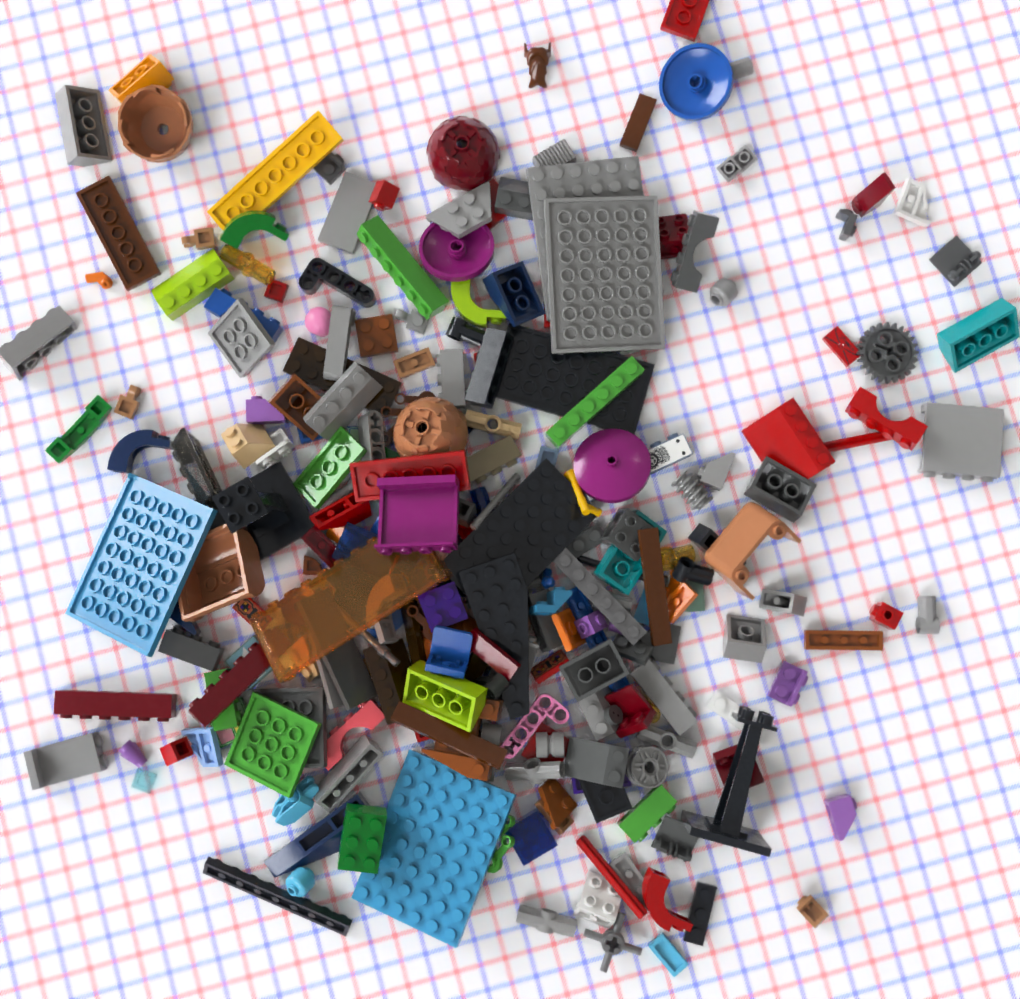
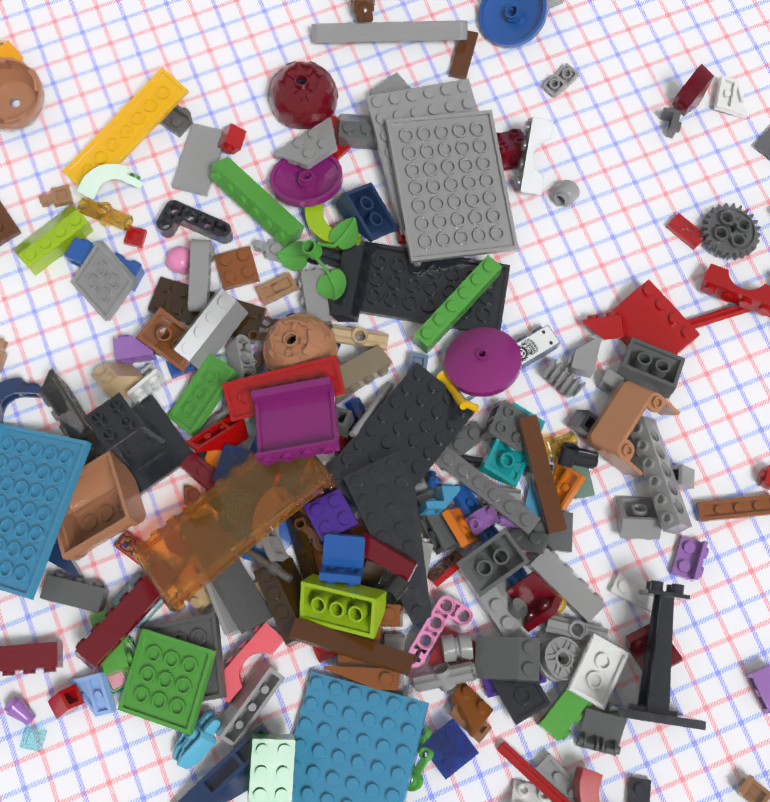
camera: 10 degrees left, 10 degrees down
(439, 329) = (296, 254): none -> bright green plant
(562, 90) = (389, 31): none -> light grey beam
(681, 783) = (598, 671): none -> white tile
(738, 498) = (610, 382): none -> light grey slope
(742, 442) = (606, 327): none -> red slope
(770, 602) = (660, 476): none -> light grey brick

